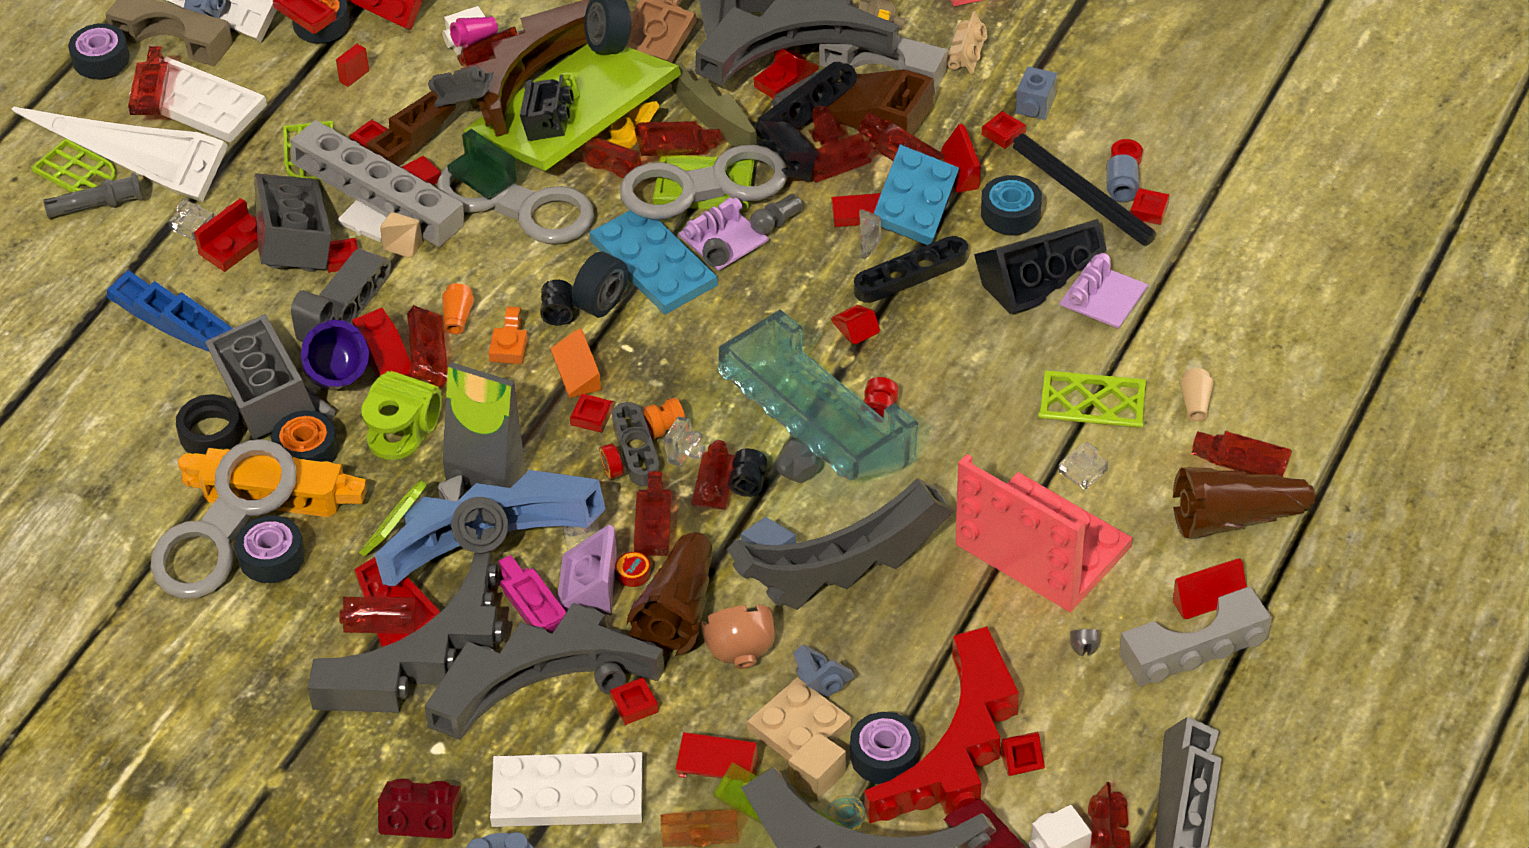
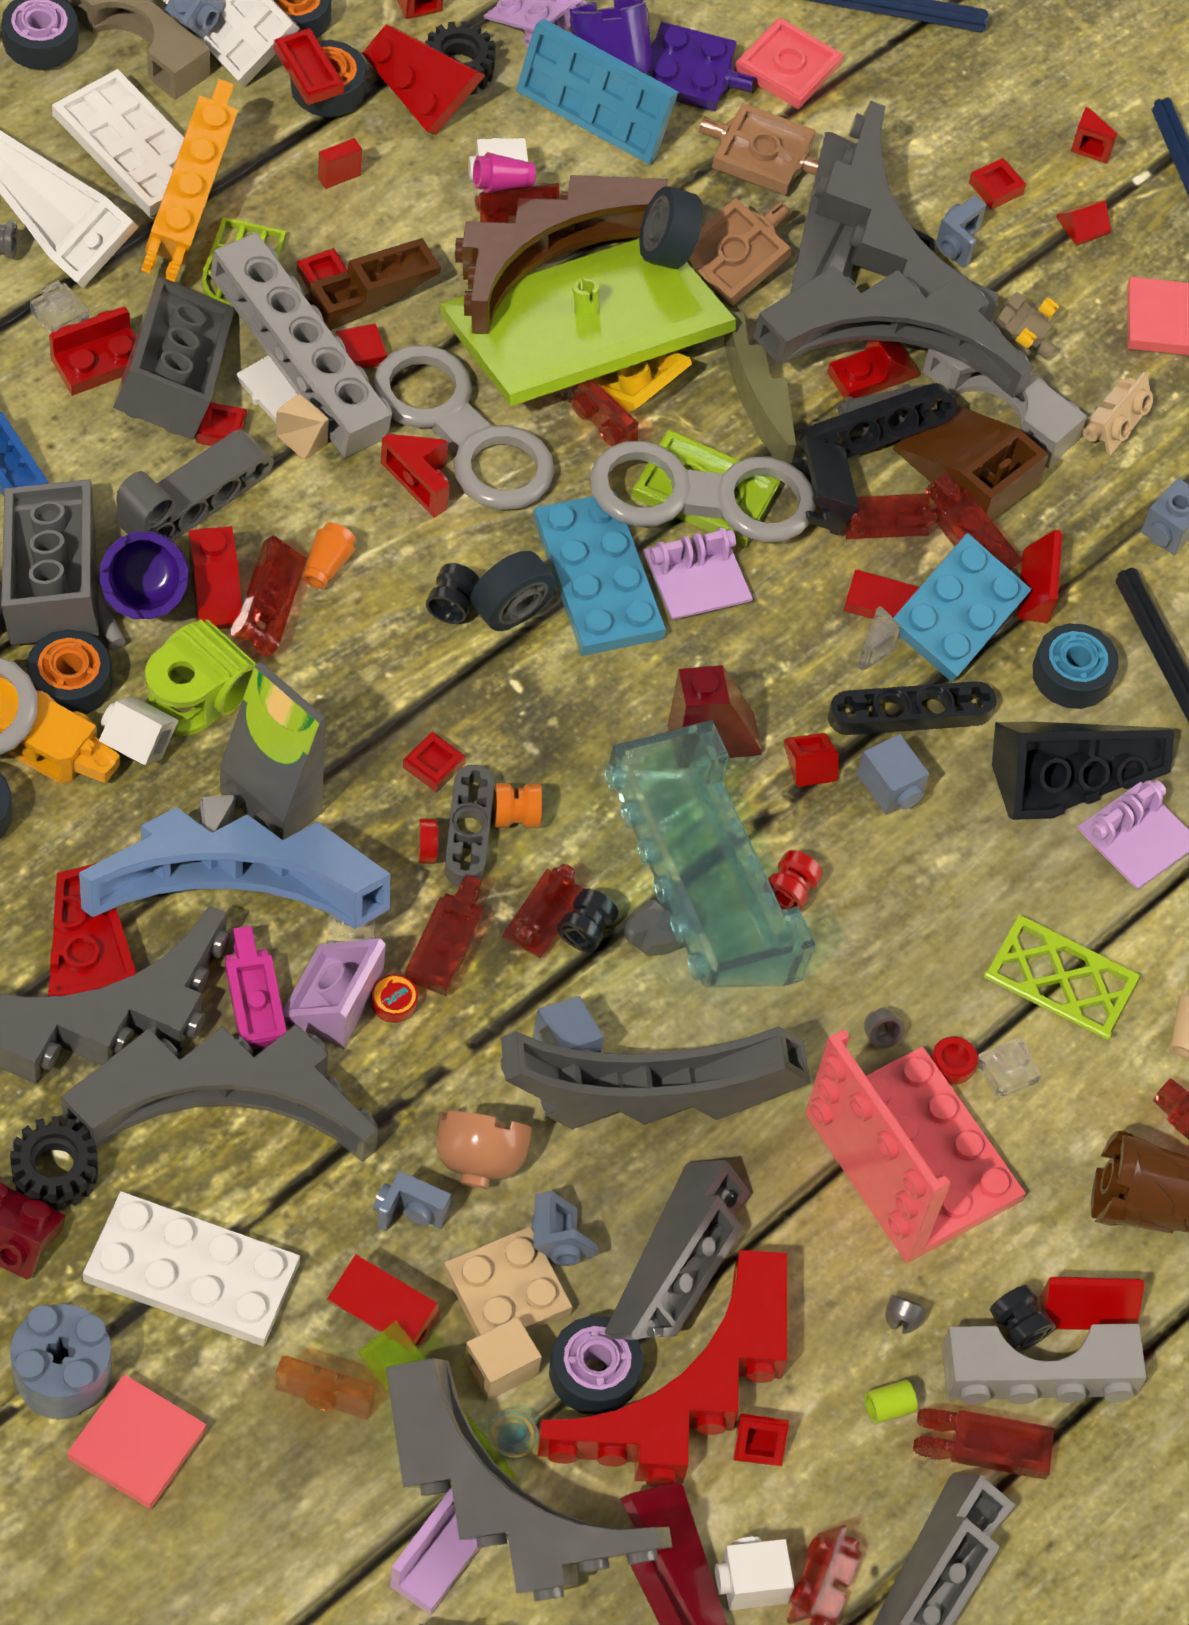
camera: 10 degrees right, 10 degrees up
(149, 84) = (78, 104): clear red hinge -> none
(253, 104) = (191, 181): none -> light orange hinge
(371, 459) = (137, 729): none -> white brick
(378, 615) = (56, 950): clear red hinge -> none
(393, 518) = (133, 819): lime window -> none
(437, 738) = (50, 1138): none -> black tyre
(461, 86) = (451, 251): dark grey hinge -> none
(483, 166) = (438, 370): clear green panel -> none
(491, 514) = (243, 869): dark grey gear -> none
(495, 233) = (417, 467): none -> red slope
(510, 342) = (375, 625): orange plate -> none
(546, 108) = (544, 321): black hinge -> none
(576, 365) = (441, 688): orange slope -> none
(604, 670) = (303, 1147): dark grey hinge -> none
(634, 701) = (321, 1180): red tile -> none
(674, 600) = (420, 1068): reddish brown cone -> none
(675, 138) = (692, 417): clear red hinge -> none
(682, 442) = (525, 848): clear tile -> none
(707, 687) = (417, 1200): none -> sand blue bracket
(715, 252) = (676, 596): dark grey hinge -> none
(768, 295) = (711, 695): none -> dark red slope
(775, 214) = (773, 569): dark grey pin -> none
(825, 127) = (887, 474): clear red hinge -> none
(912, 654) = (681, 1253): none -> dark grey wedge
(918, 310) = (893, 774): none -> sand blue brick
(989, 465) = (892, 1024): none -> flat silver hinge
(1003, 129) = (1114, 551): red tile -> none
(1044, 472) = (955, 1059): none -> red tile
(1101, 699) = (890, 1401): none -> lime hinge
(1167, 612) = (1022, 1318): none -> black wheel
(1179, 700) = (987, 1442): none -> clear red hinge

